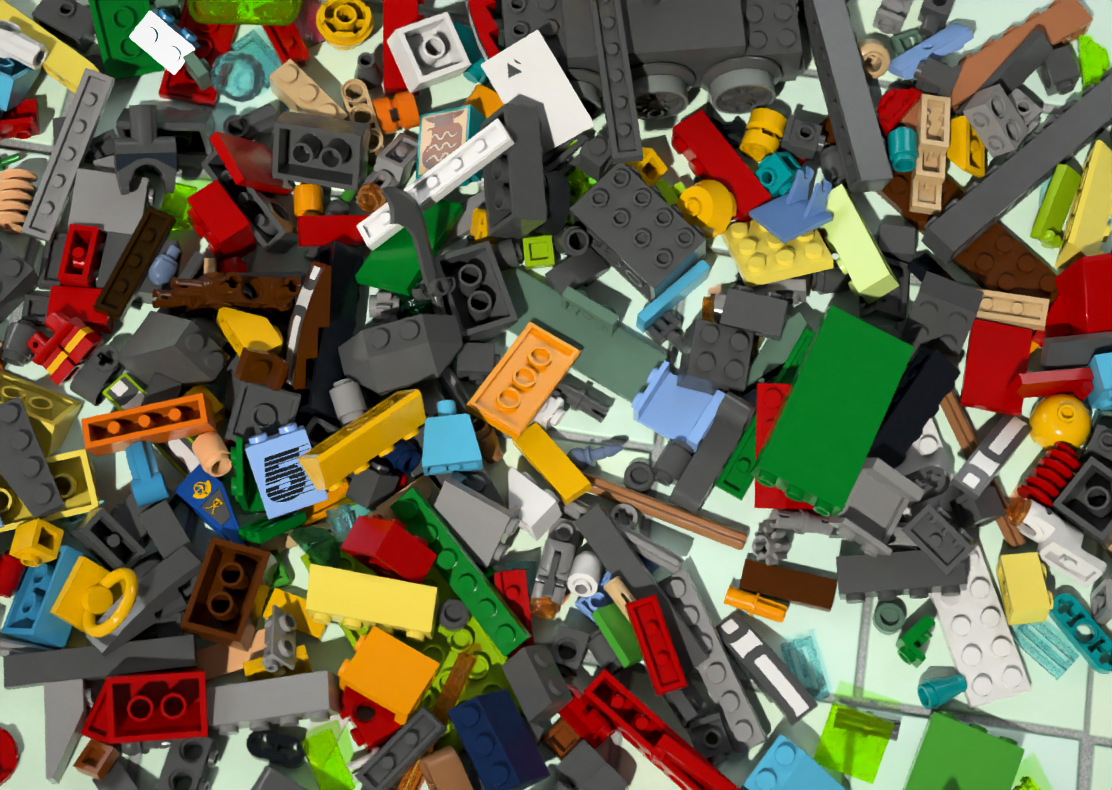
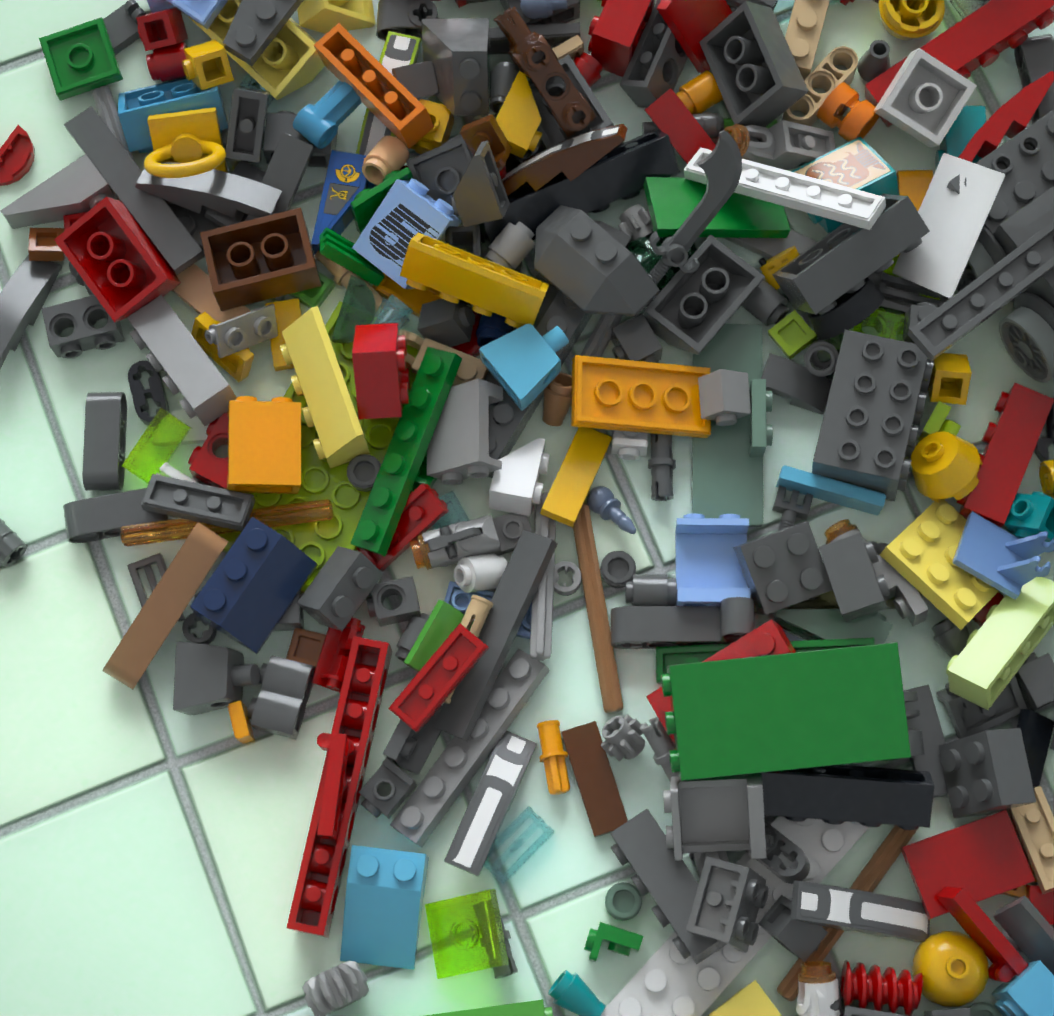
camera: 65 degrees right, 5 degrees up
(295, 394) = (481, 191): none -> dark grey slope
(561, 323) = (724, 396): none -> light grey brick

